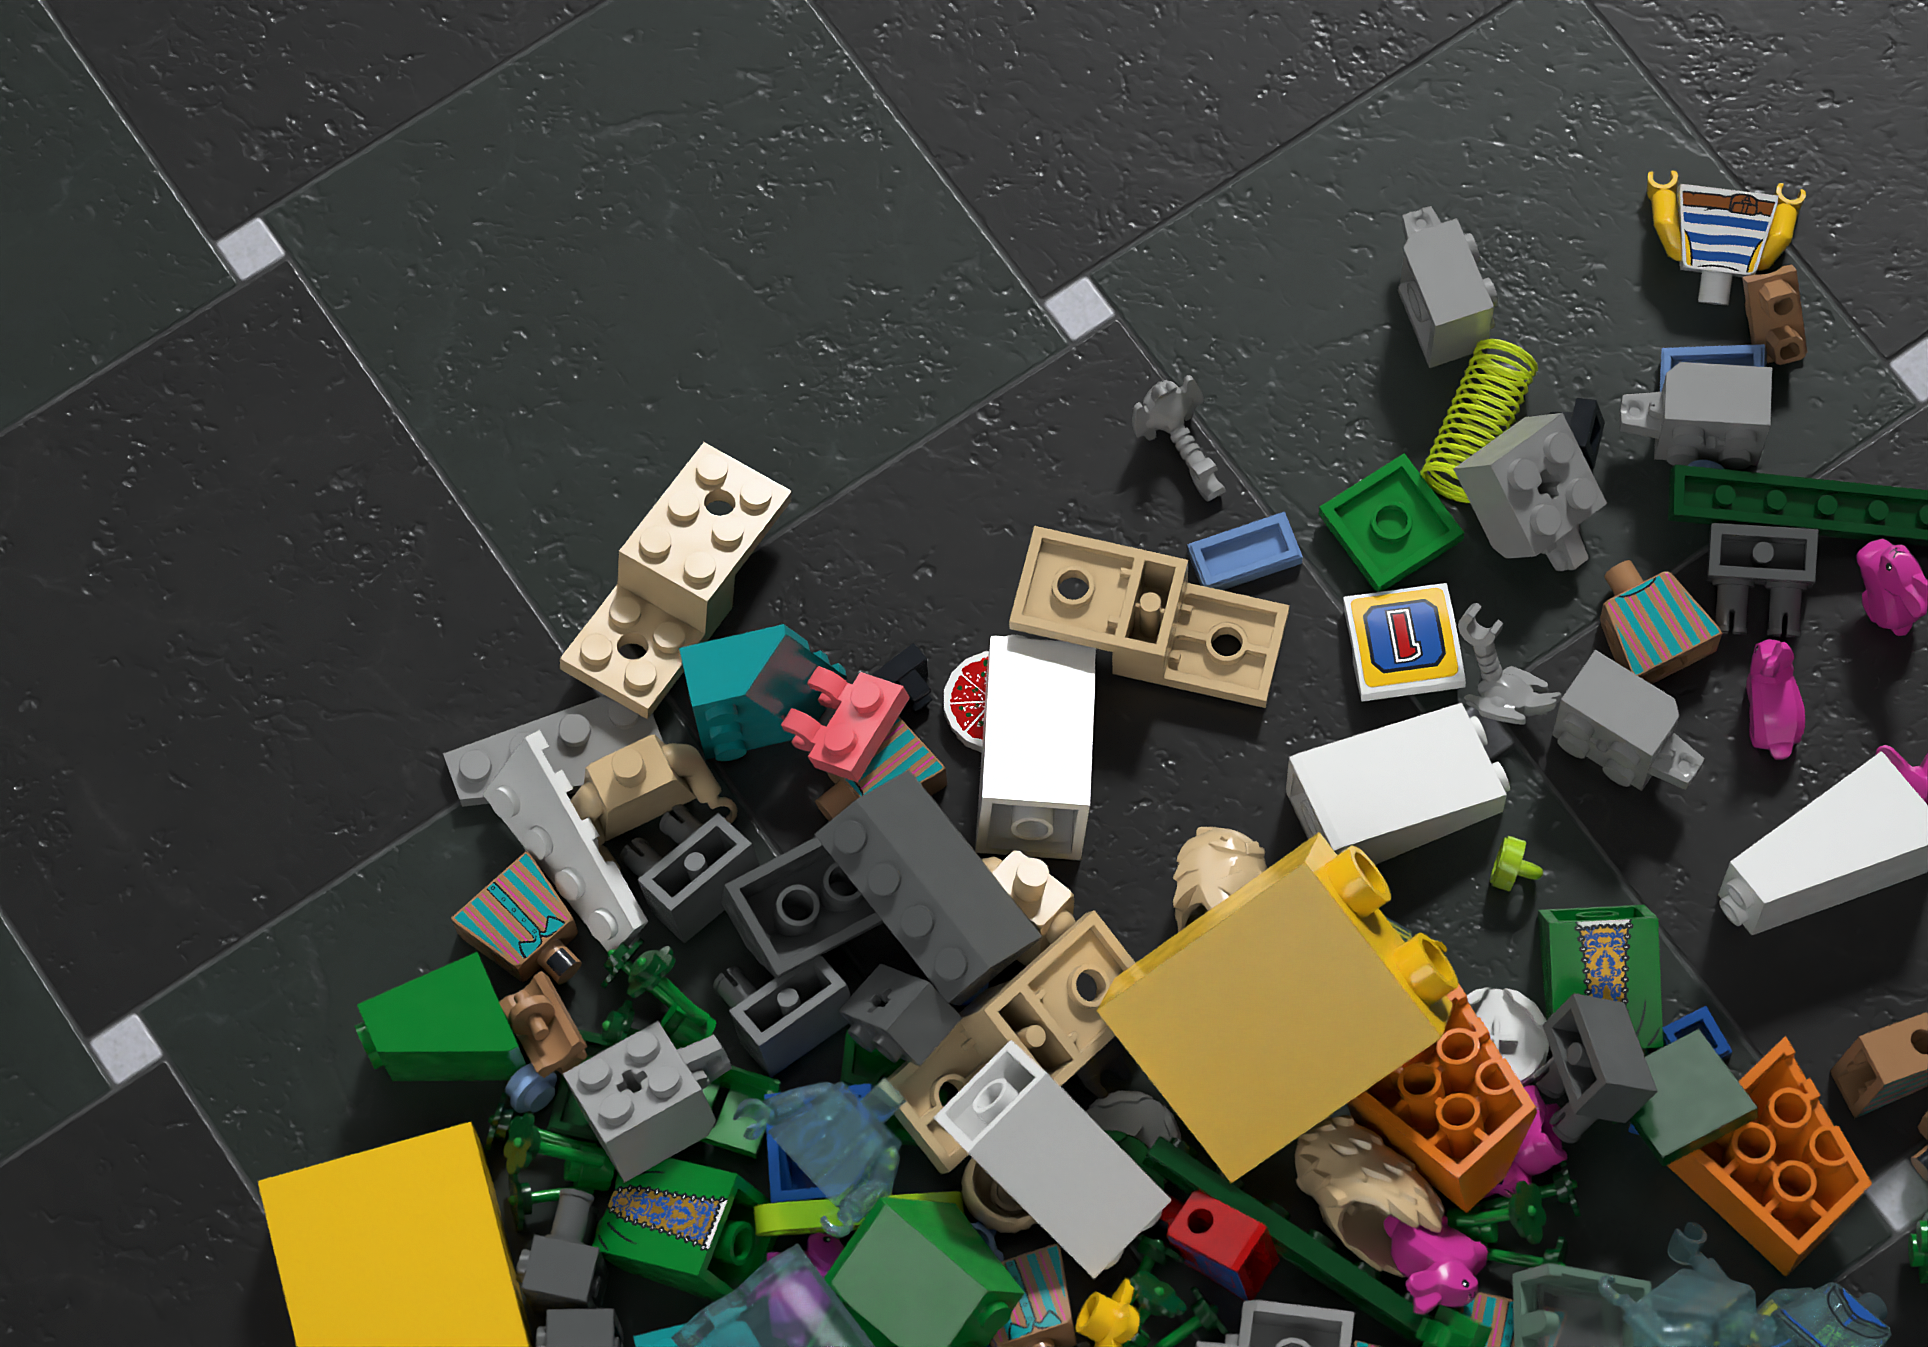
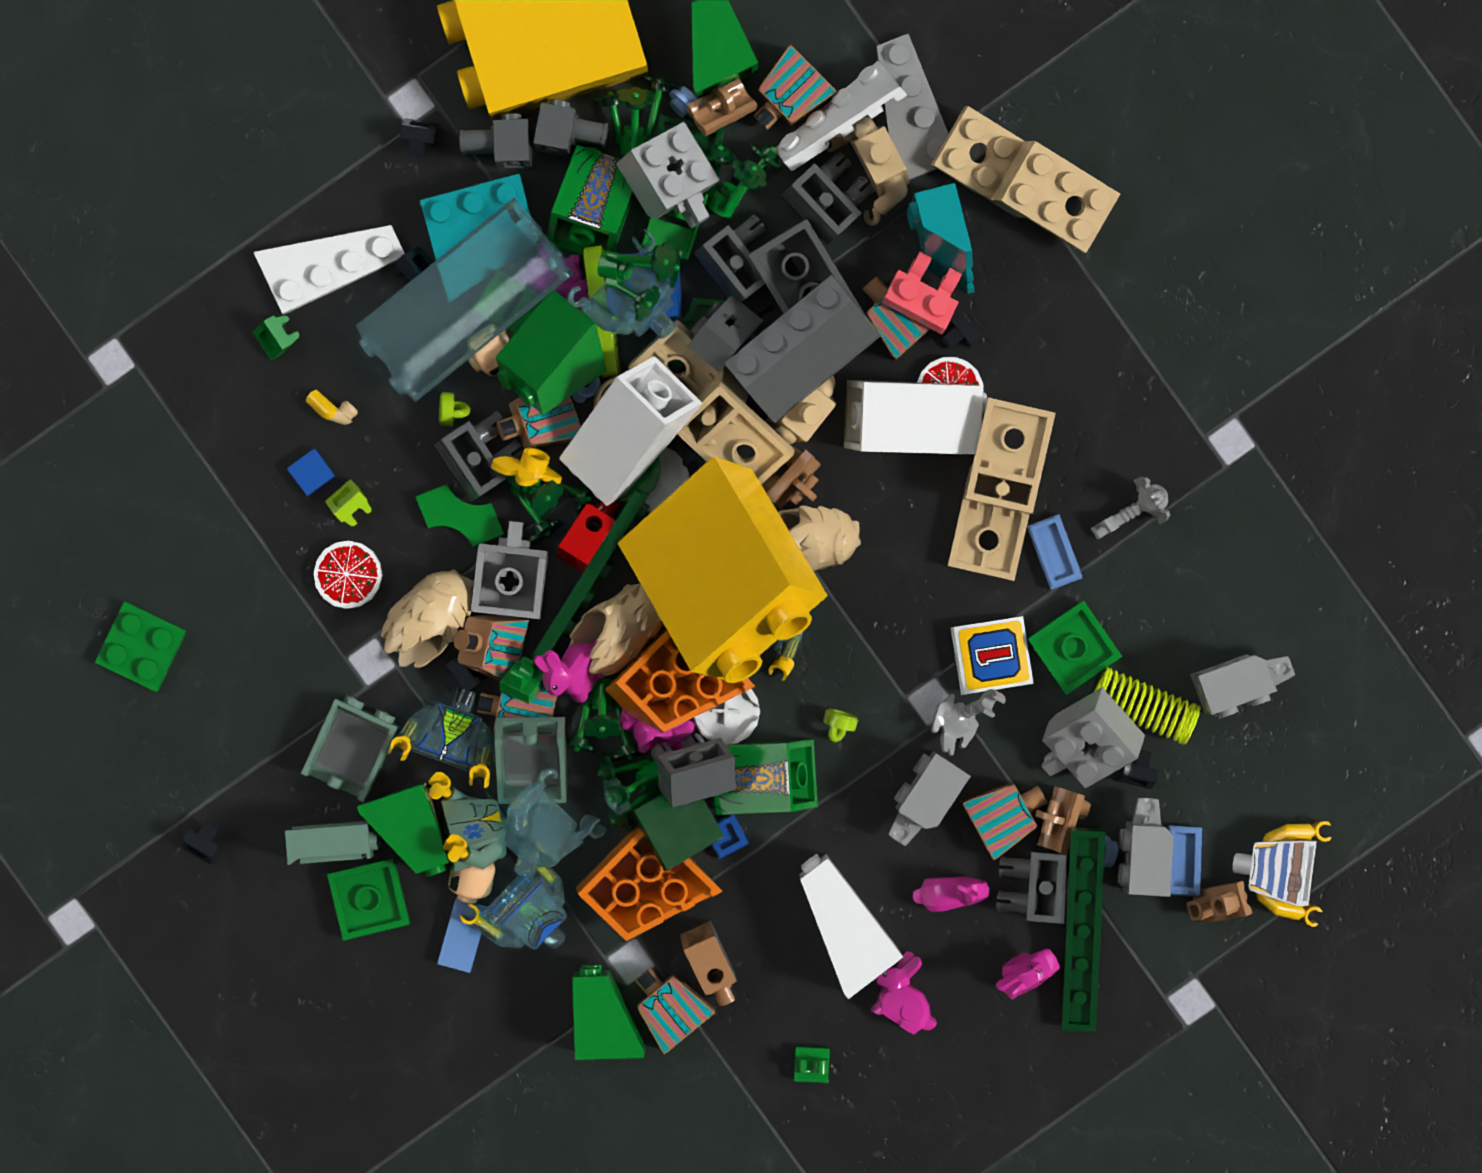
camera: 85 degrees right, 20 degrees up
(790, 1157) = (618, 266): none -> plant
(1132, 926) = (795, 482): none -> medium nougat hips
(1398, 784) = (888, 650): white slope -> none
(1639, 1187) = (618, 795): none -> plant
(1655, 541) = (1061, 815): none -> medium nougat hips

